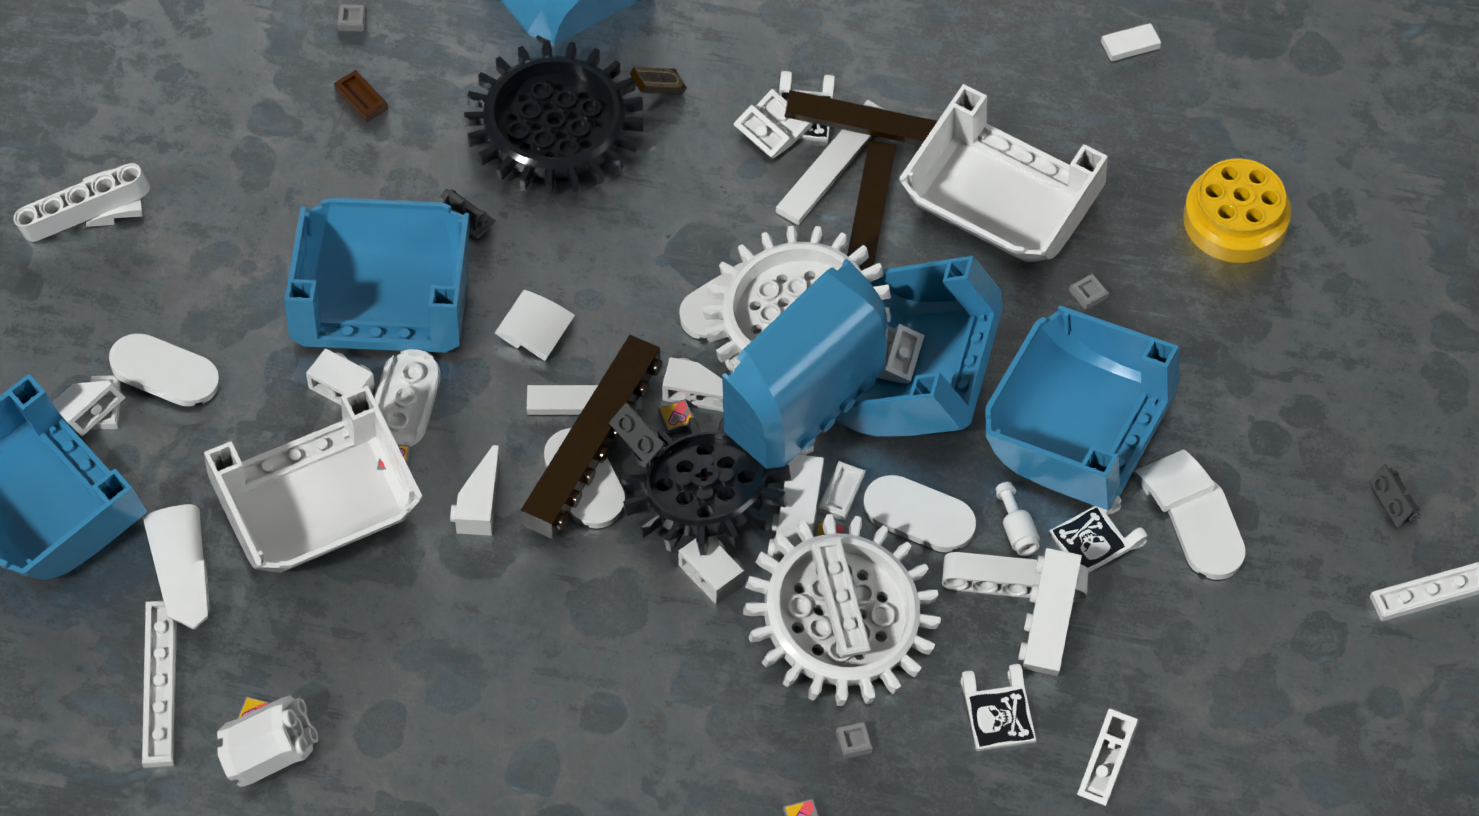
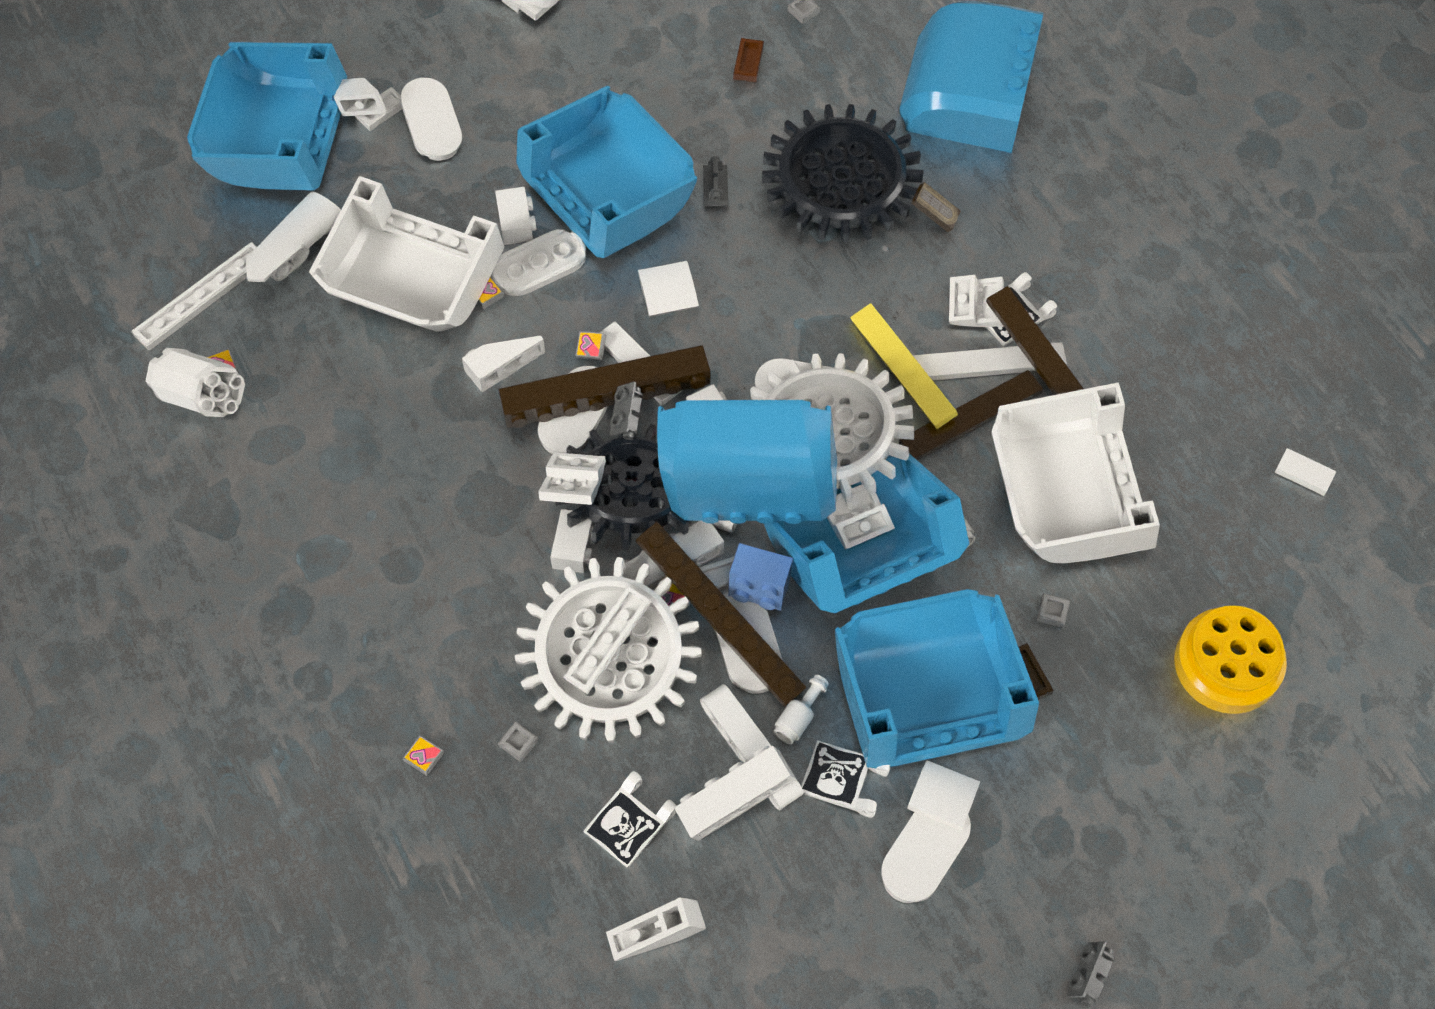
camera: 50 degrees right, 5 degrees up
(534, 419) = (590, 345): none -> tile
(667, 515) = (572, 478): none -> white slope
(778, 216) = (904, 366): none -> light yellow tile
(884, 454) = (759, 577): none -> medium blue brick
(888, 506) = (720, 614): none -> dark brown plate

